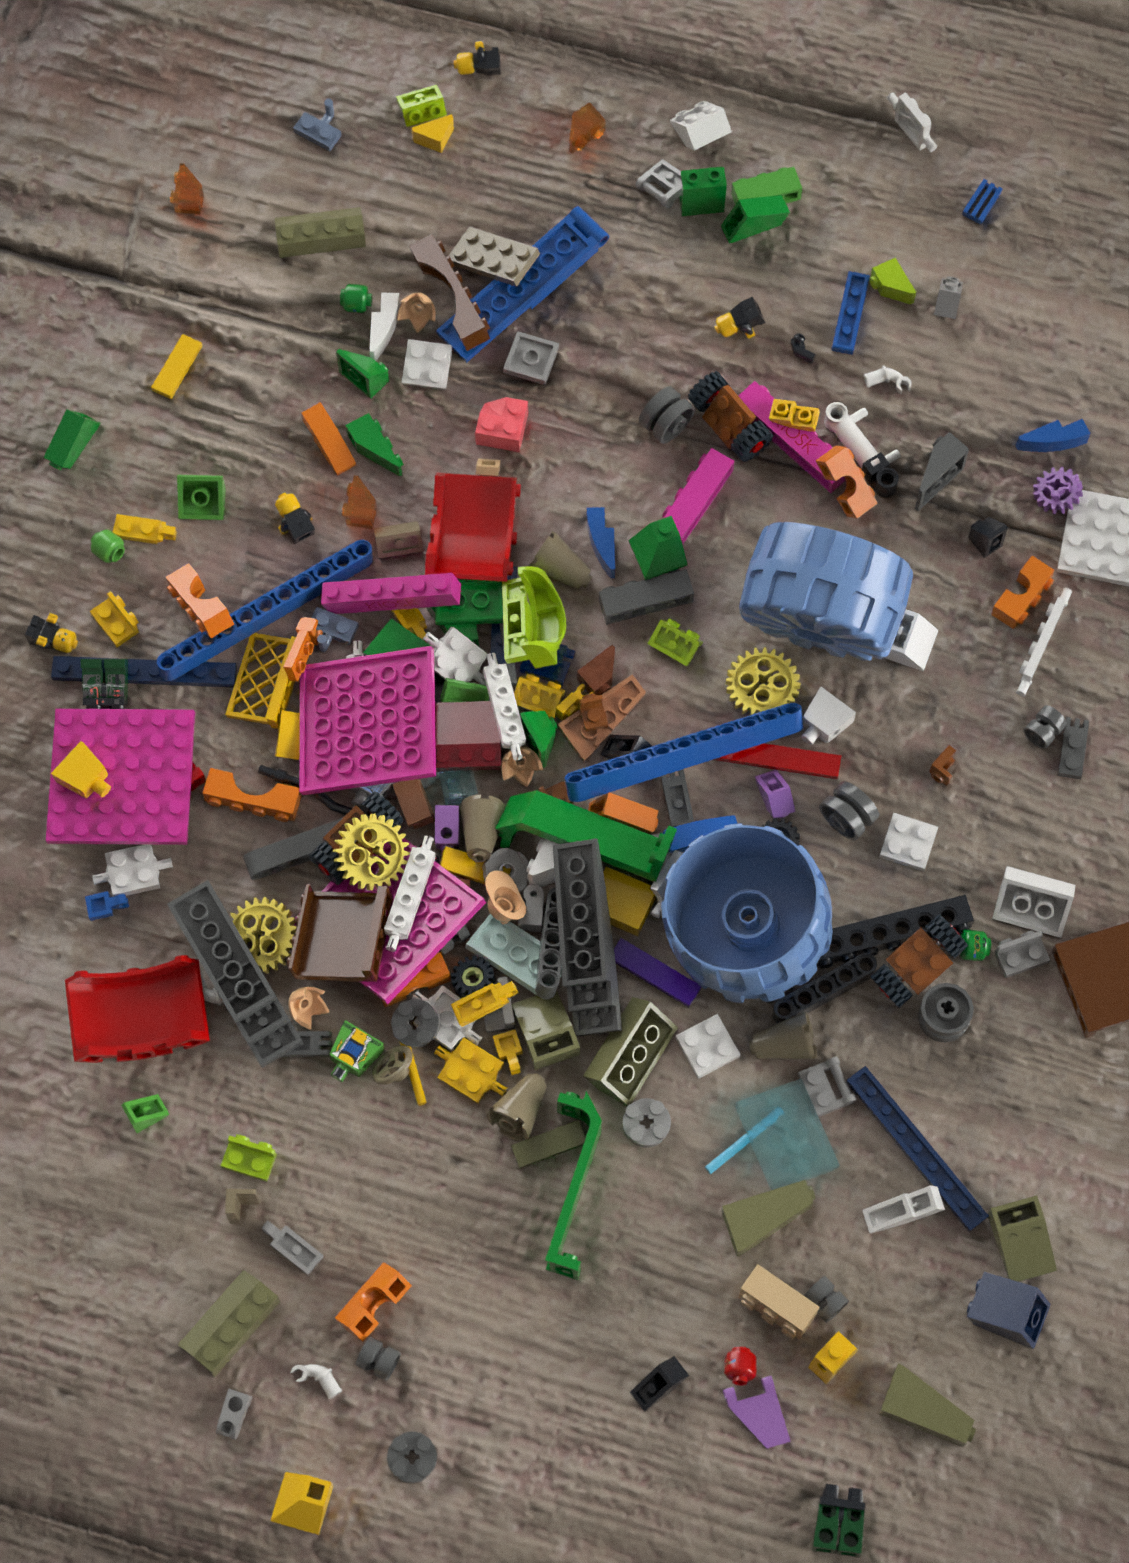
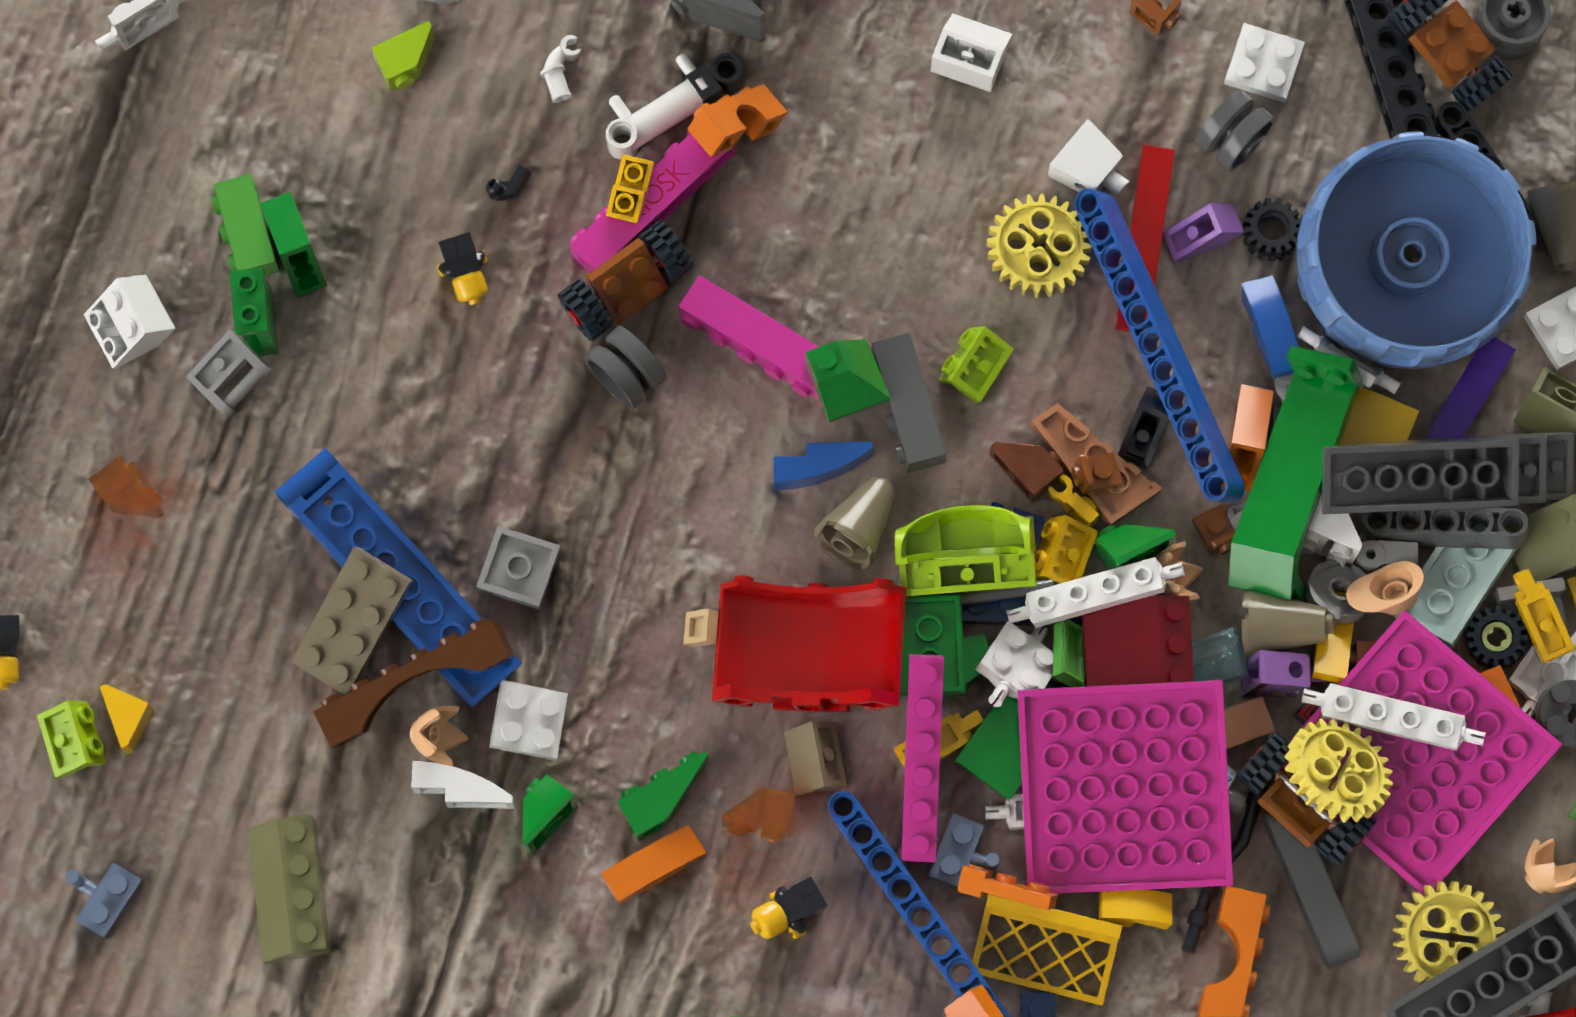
camera: 90 degrees left, 5 degrees up
(340, 935) = (1457, 815): panel -> none
(355, 298) = (415, 829): green head -> none
(502, 424) = (629, 607): coral slope -> none
(677, 799) = (1223, 361): dark grey hinge -> none
(826, 590) = (944, 131): medium blue wheel -> none
(850, 312) = (449, 118): blue tile -> none

